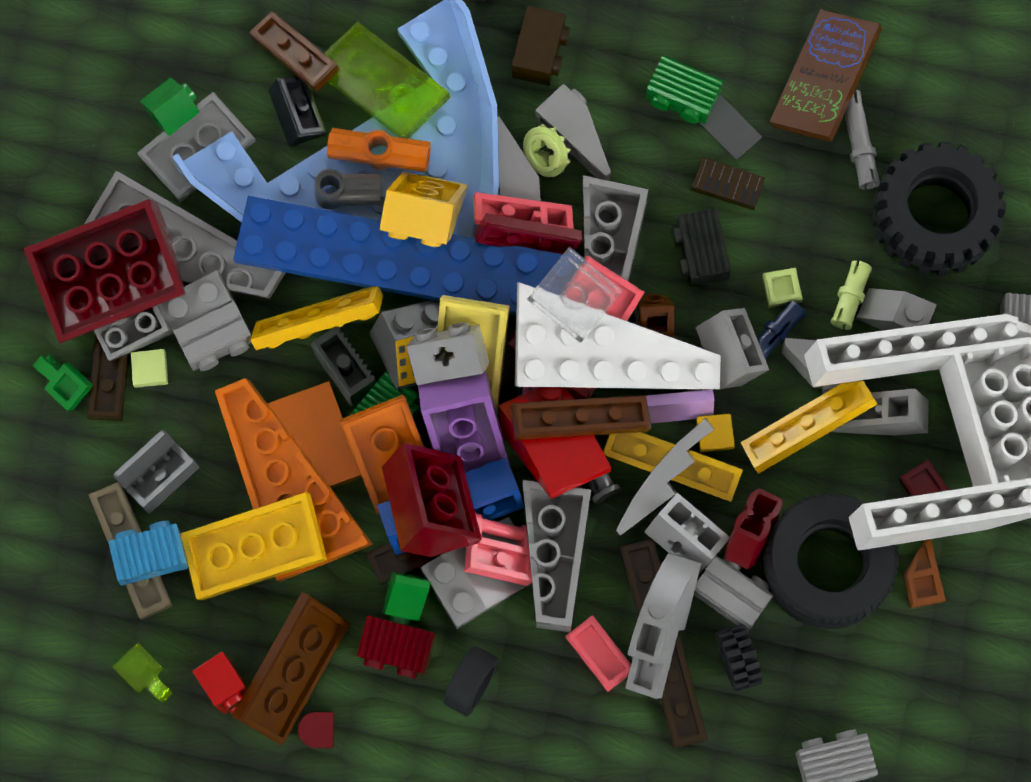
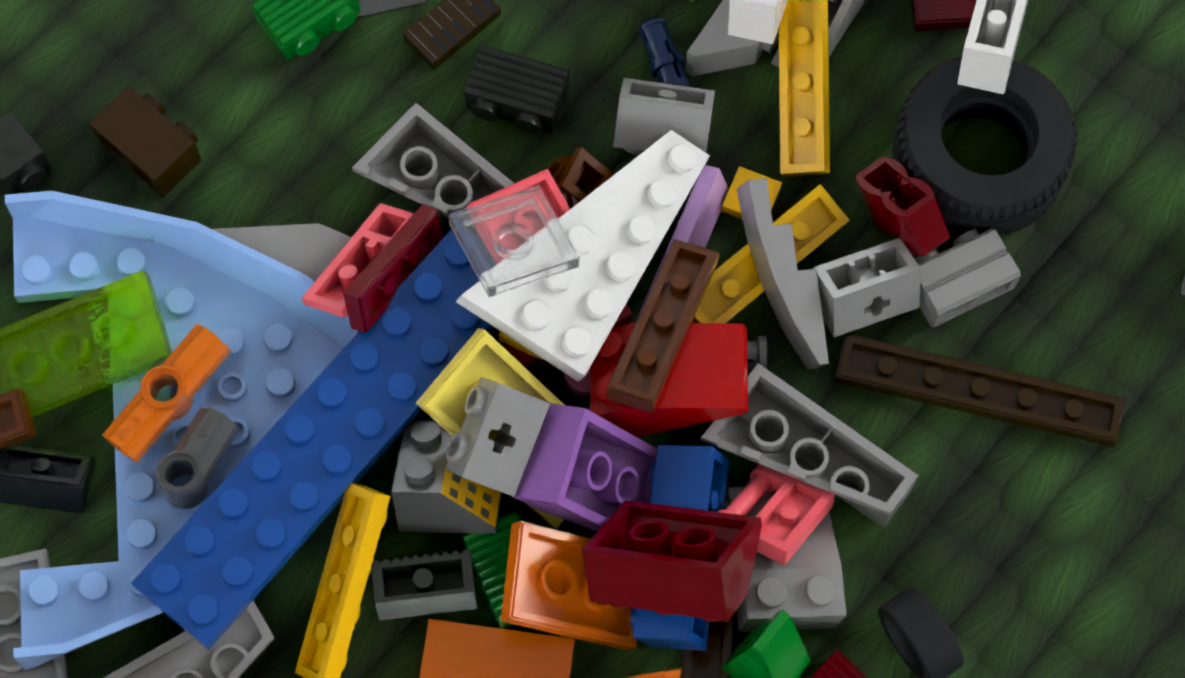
camera: 65 degrees left, 5 degrees down
(422, 208) = (286, 370): yellow slope -> none
(541, 161) = (308, 192): yellowish green gear -> none
(570, 115) = (278, 156): light grey slope -> none
(599, 653) = (957, 469): coral tile -> none
(658, 624) = (966, 371): light grey slope -> none
(739, 658) = (1050, 306): black tyre -> none
(782, 287) = (614, 32): yellowish green tile -> none
(923, 578) = (1056, 61): dark orange tile -> none

